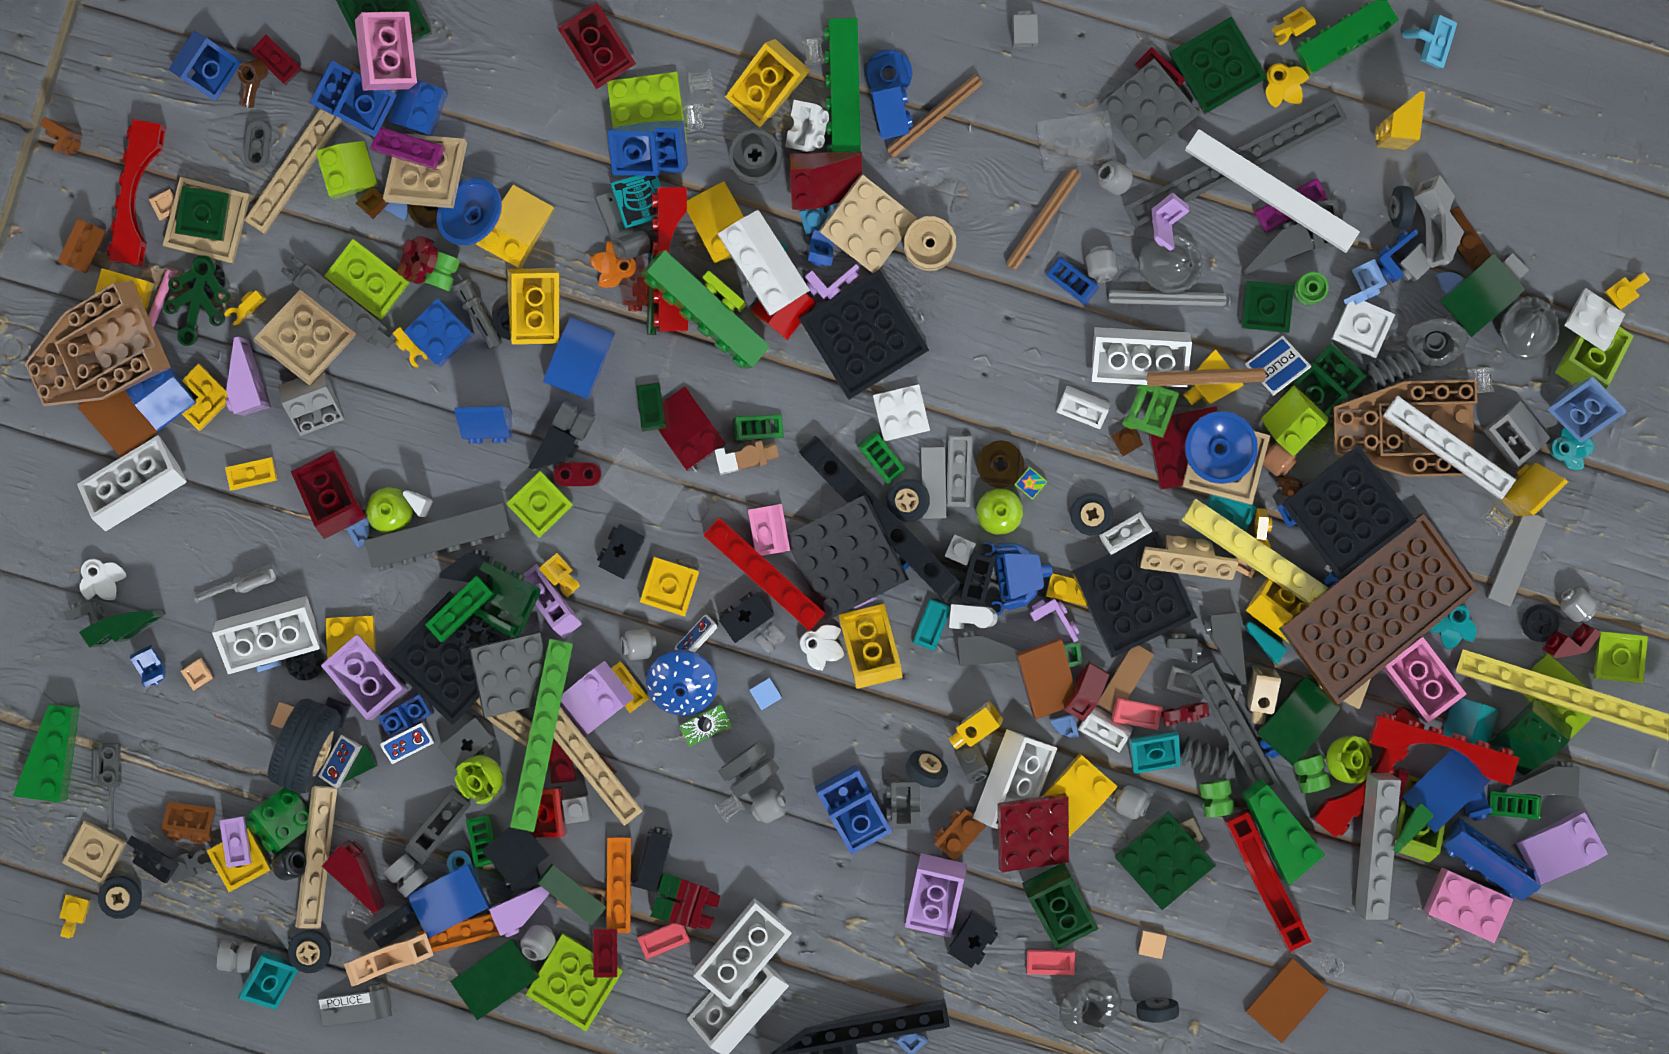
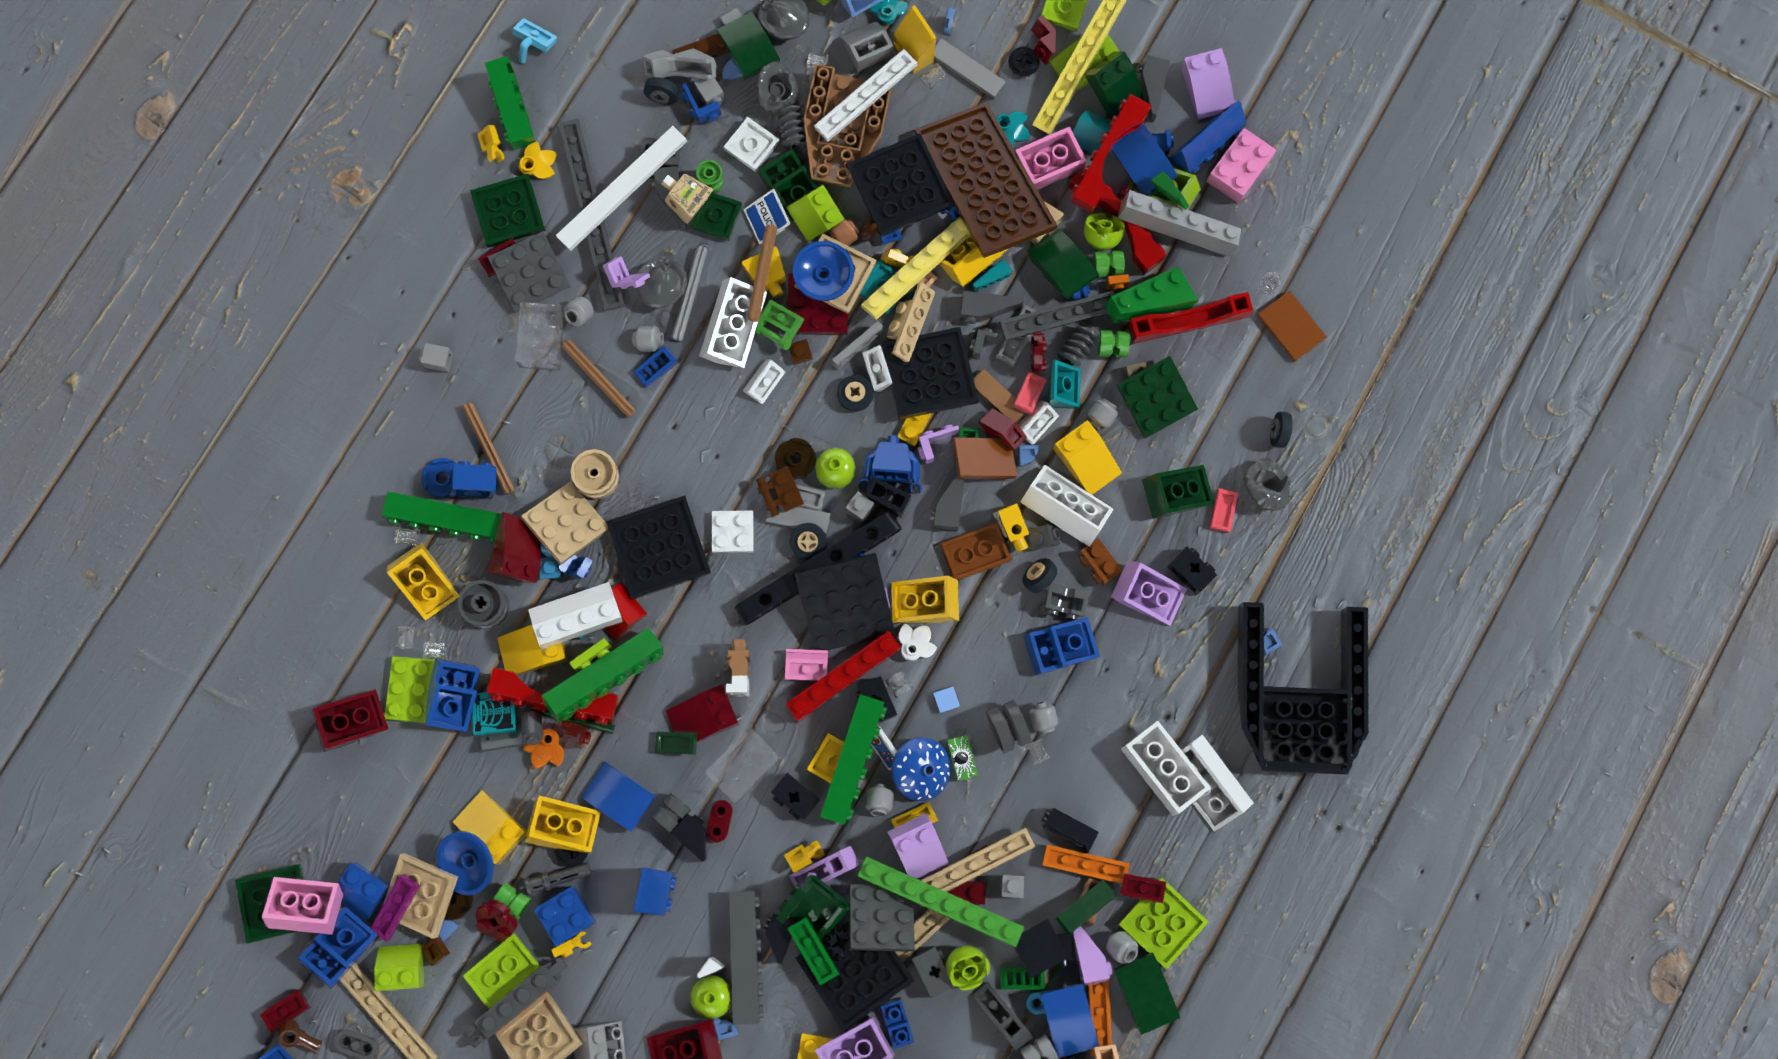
camera: 80 degrees left, 10 degrees down
(407, 743) = (921, 1027): slope -> none
(539, 504) = (737, 860): lime plate -> none
(550, 815) = (1013, 910): red slope -> none
(663, 939) = (1140, 836): coral tile -> none
(674, 605) = (852, 759): none -> green brick
(691, 905) = (1112, 802): dark red hips -> none
(737, 429) = (712, 672): green slope -> none
(808, 126) = (468, 553): white cylinder -> none
(816, 286) = (612, 573): lavender bracket -> none
(868, 441) = (753, 569): green slope -> none
(932, 624) = (918, 545): teal tile -> none
(939, 691) = (976, 551): none -> dark orange tile
(962, 461) = (786, 489): none -> reddish brown plate
(980, 616) = (917, 507): white leg -> none
(1030, 483) = (817, 437): tile -> none
(1033, 832) = (1112, 498): dark red plate -> none
(1148, 505) = (857, 345): none -> light grey tile
(1152, 944) = (1225, 424): light nougat tile -> none
(1262, 683) = (1034, 287): tan torso -> none
(1271, 217) = (642, 195): magenta tile -> none
(1277, 267) = (686, 196): none -> tan torso
(1291, 788) = (1117, 282): none -> orange plate
(1369, 279) = (715, 130): light blue bracket -> none
(1403, 126) = (594, 73): yellow slope -> none
(1535, 805) = (1172, 101): green slope -> none
(1569, 524) = (949, 21): none -> medium blue tile
(1578, 604) = (1015, 29): light grey head -> none

